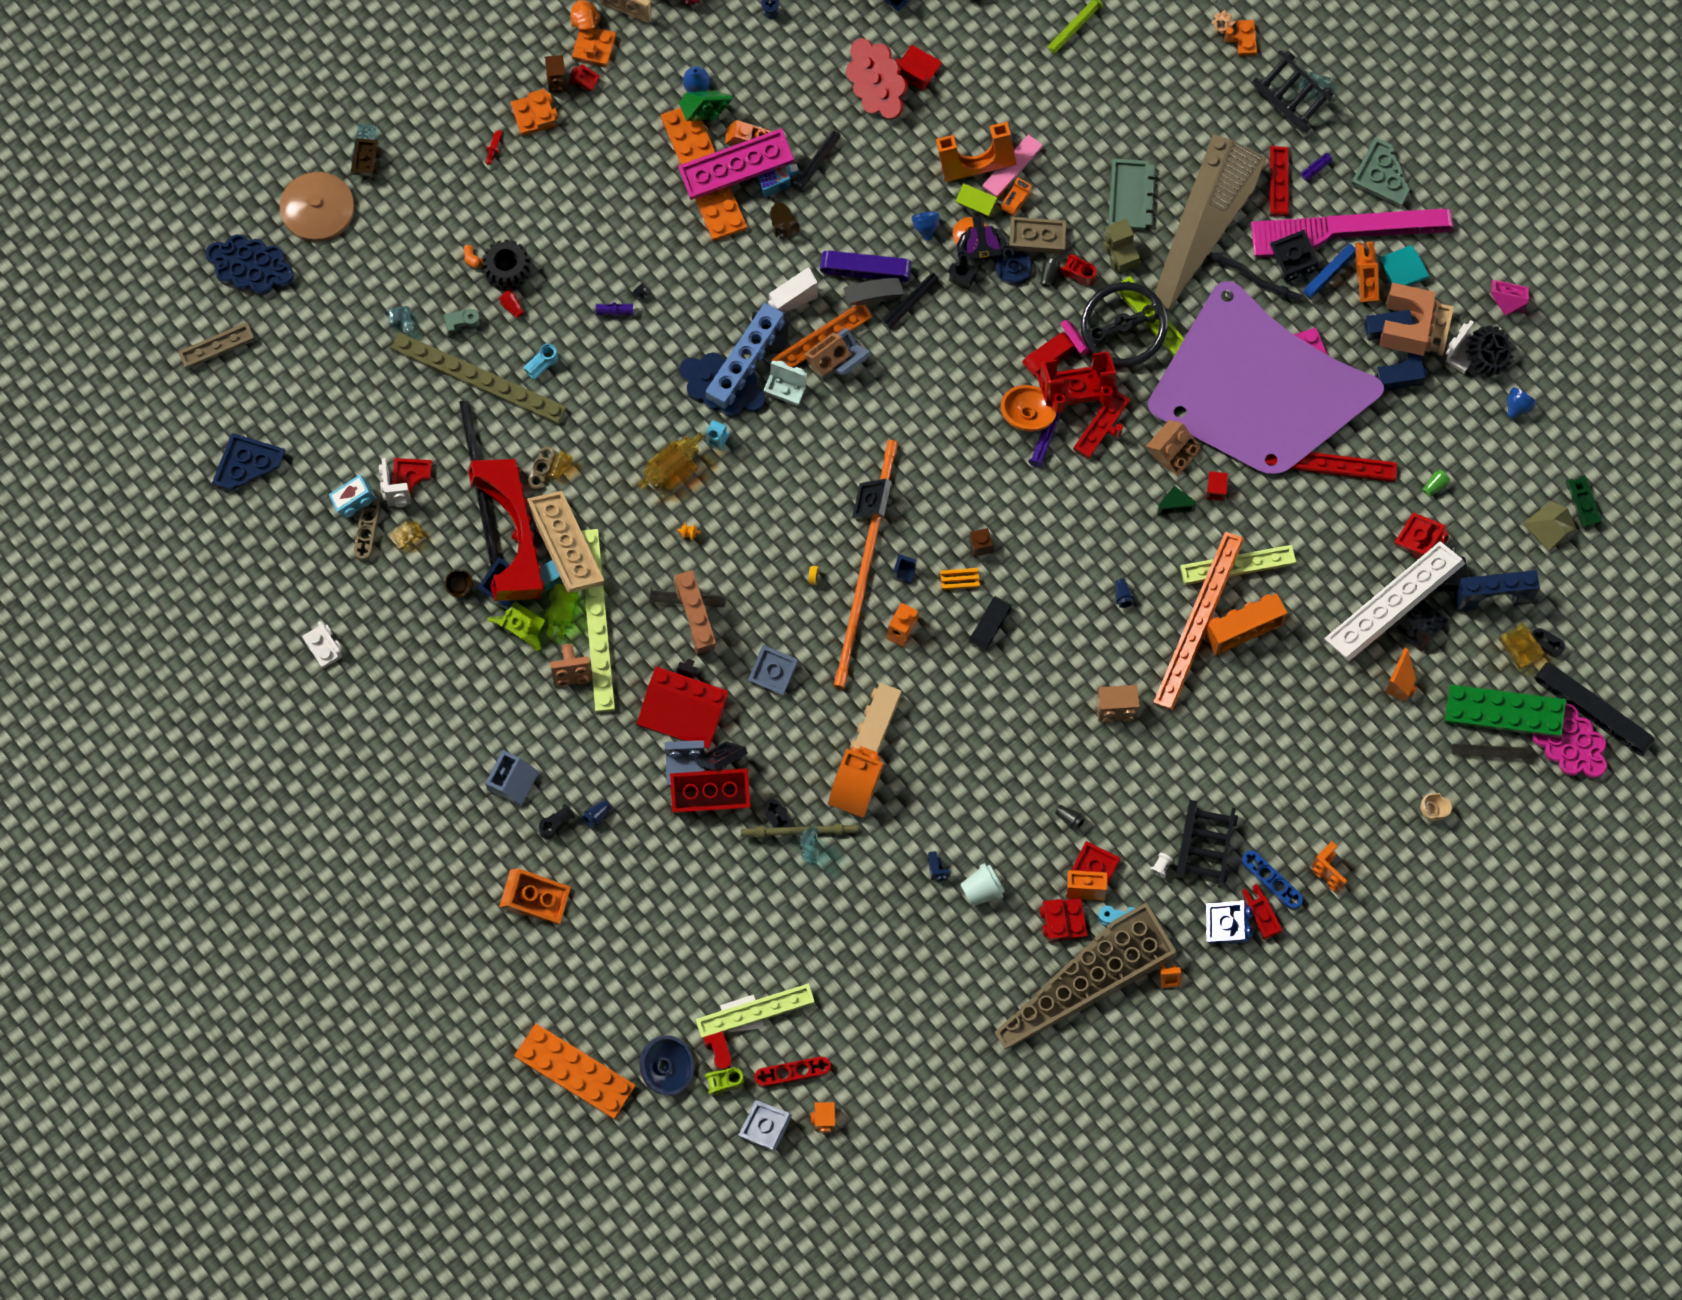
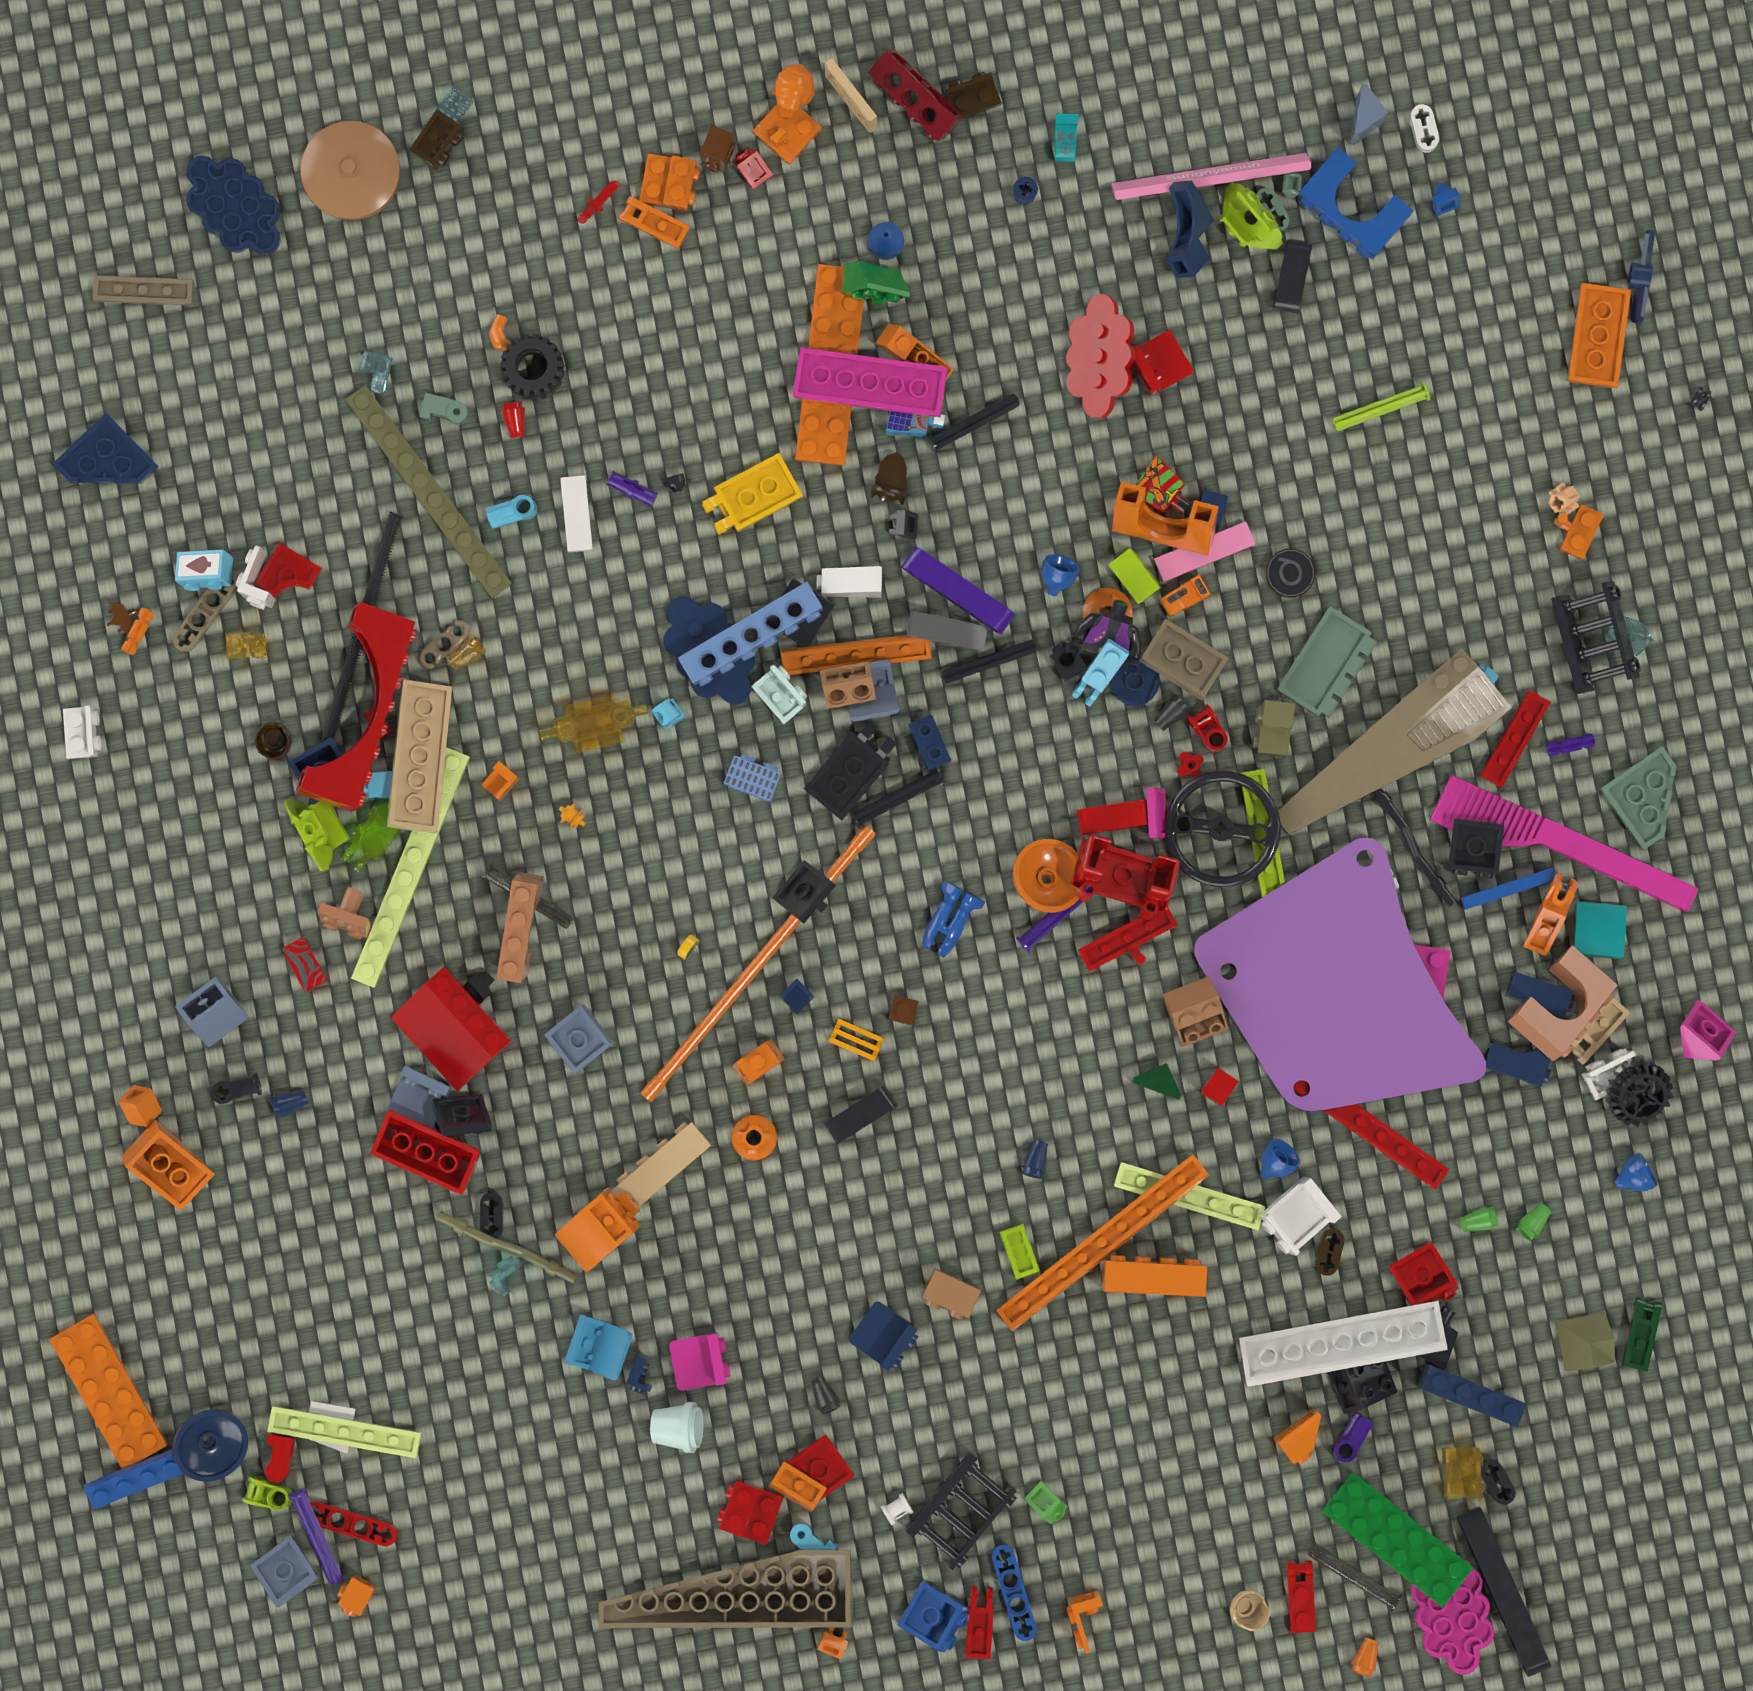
camera: 30 degrees right, 15 degrees up
(311, 559) = (121, 617): none -> reddish brown piece
(327, 561) = (137, 631): none -> orange axle
(494, 867) = (140, 1106): none -> orange panel
(537, 141) = (654, 223): none -> orange plate
(558, 718) = (304, 964): none -> tile
(585, 343) = (576, 513): none -> white tile
(625, 1119) = (132, 1479): none -> blue plate
(627, 533) = (500, 781): none -> orange panel
(697, 274) = (753, 494): none -> yellow tile
(774, 1089) = (316, 1535): none -> dark purple axle
(796, 448) = (753, 778): none -> medium blue brick
(809, 243) = (905, 524): none -> black tile
(859, 413) = (850, 771): none -> black tile
(898, 414) = (897, 797): none -> black axle
(900, 862) = (598, 1347): none -> dark azure bracket
(901, 367) = (929, 743): none -> dark blue brick
(923, 684) = (767, 1142): none -> orange piece
(965, 137) = (1162, 488): none -> torso
(974, 837) = (699, 1361): none -> dark pink bracket
(984, 477) = (938, 921): none -> blue piece
(988, 266) = (1101, 670): none -> medium azure hinge
(1075, 152) = (1290, 573): none -> black tile
(1079, 303) = (1185, 759): none -> red plate
(1088, 757) = (884, 1336): none -> dark blue bracket
(1146, 657) = (1019, 1251): none -> lime plate
(1259, 809) = (1046, 1503): none -> bright green bracket
(1282, 512) = (1278, 1159): none -> blue helmet
(1317, 538) = (1298, 1215): none -> white panel
(1346, 555) = (1335, 1253): none -> dark brown beam
(1436, 662) = (1353, 1435): none -> dark purple piece
(1464, 783) = (1301, 1597): none -> red plate
(1470, 469) = (1533, 1222): none -> bright green cone
(1531, 800) = (1366, 1657): none -> orange cone

